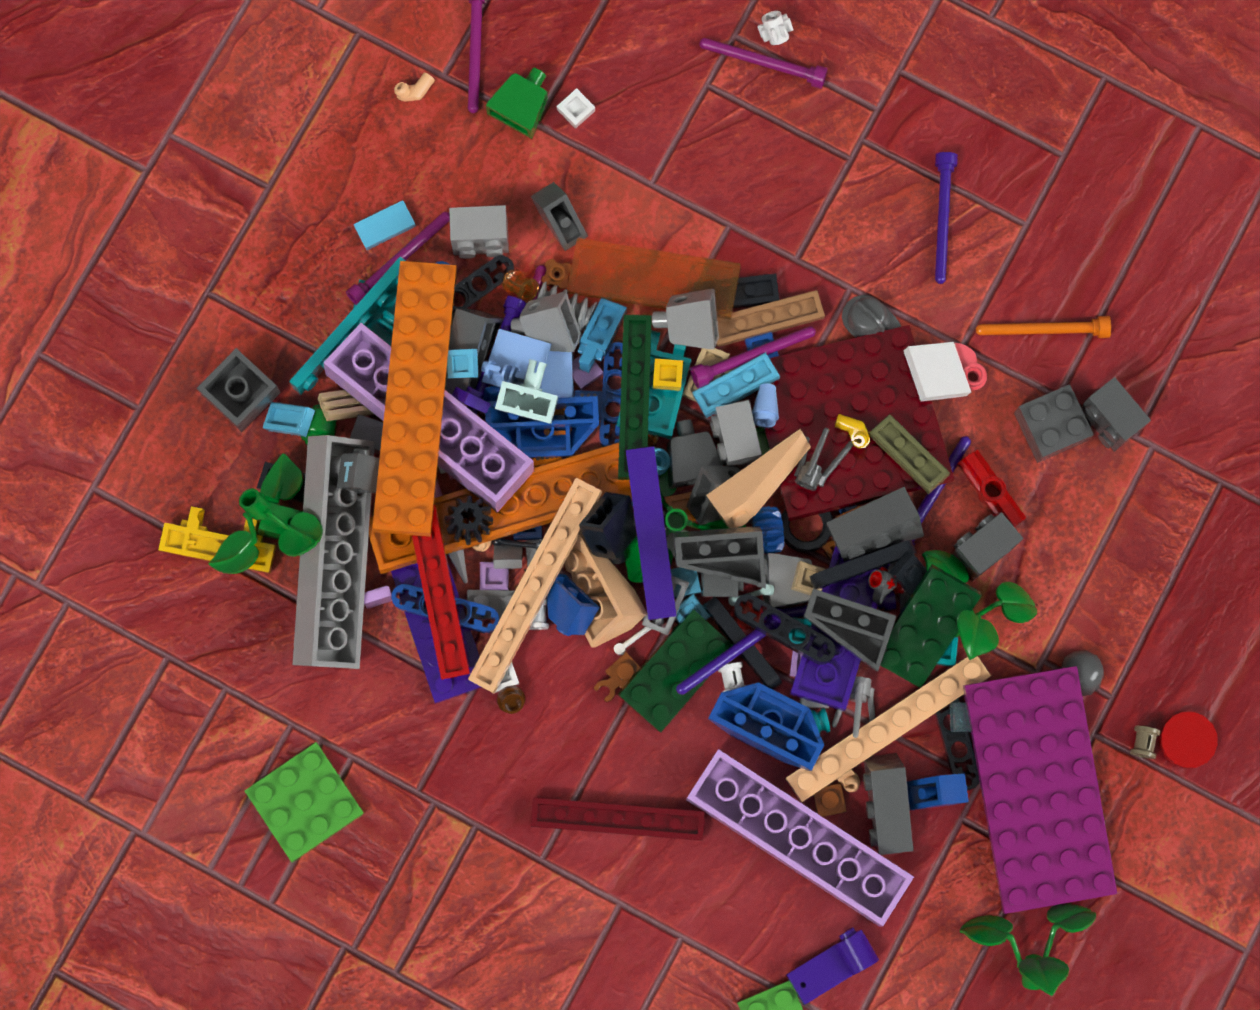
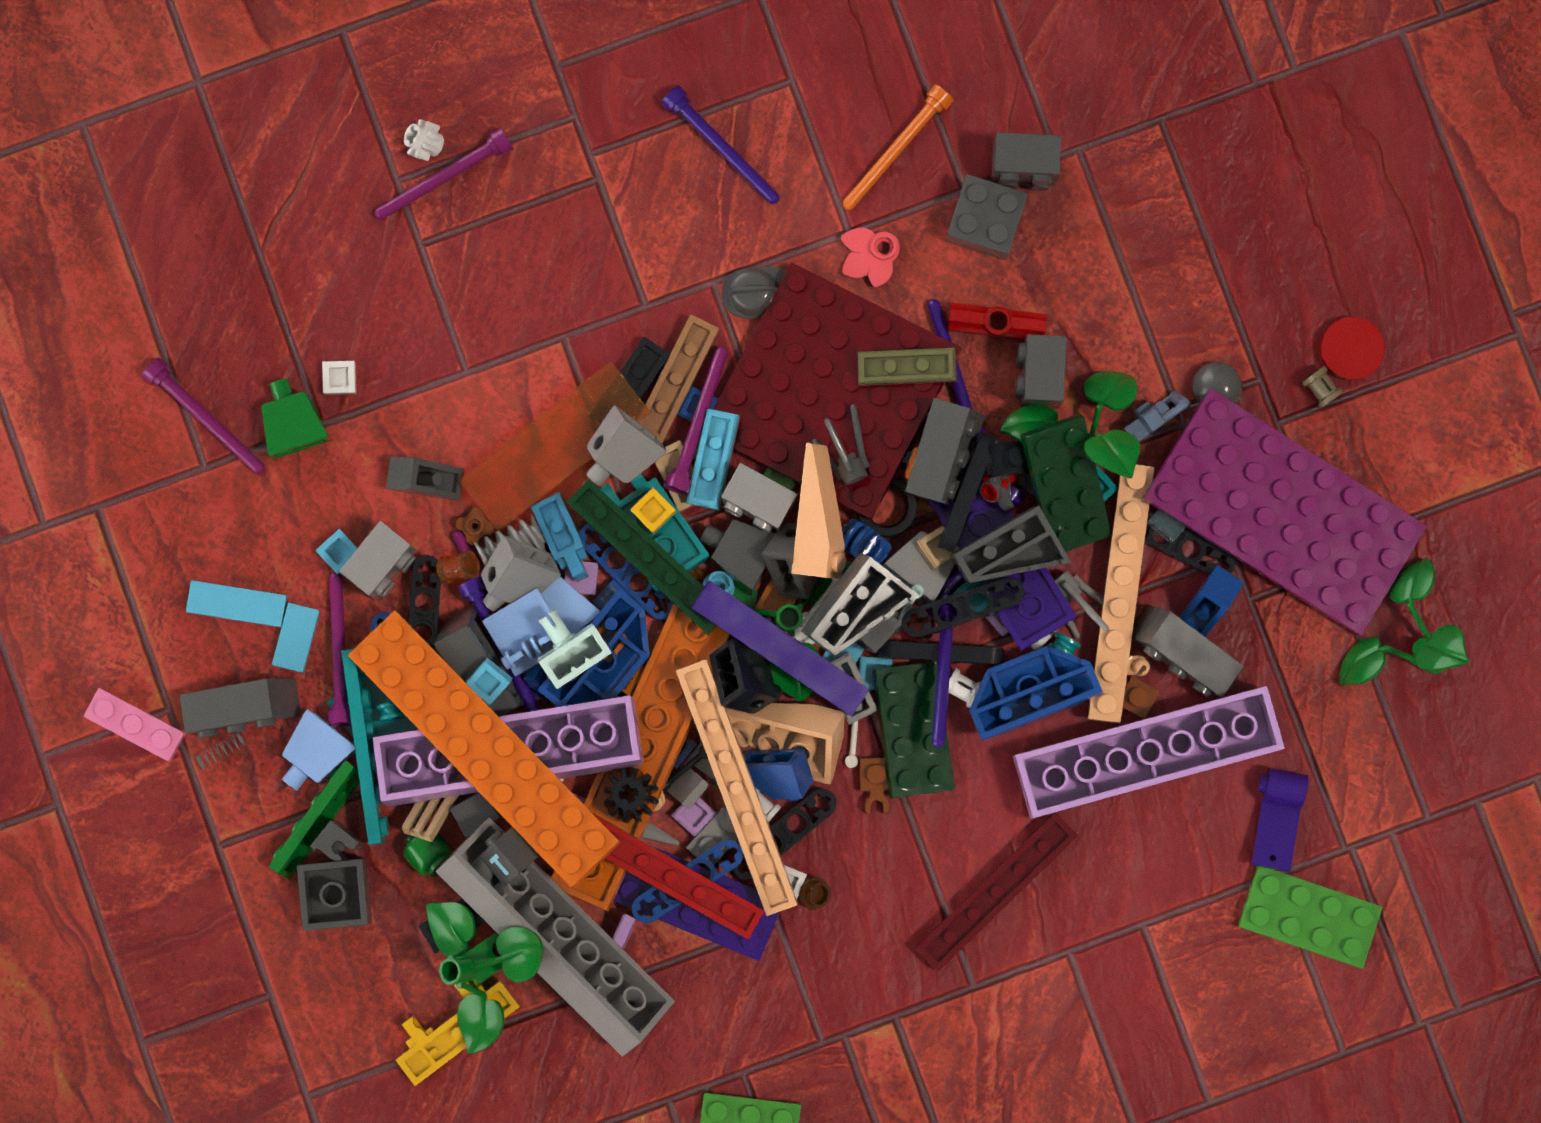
camera: 45 degrees left, 5 degrees up
(239, 173) = (134, 724): none -> bright pink plate
(274, 357) = (331, 840): none -> dark grey hinge
(276, 338) = (323, 809): none -> green plate
(287, 248) = (199, 757): none -> light grey piece
(288, 419) = (399, 873): medium azure tile -> none
(309, 226) = (239, 705): none -> dark grey wedge
(321, 298) = (315, 750): none -> light blue torso
(373, 169) = (236, 603): none -> medium azure tile
(414, 92) = (197, 506): light nougat arm -> none
(463, 198) = (336, 550): none -> medium azure plate
(471, 398) = (525, 700): dark purple plate -> none
(532, 649) = (789, 838): none -> black beam
(765, 407) = (756, 451): light blue cone -> none
(856, 429) = (846, 392): yellow arm -> none
(937, 371) = (854, 276): white tile -> none
(1024, 648) = (1151, 418): none -> sand blue piece

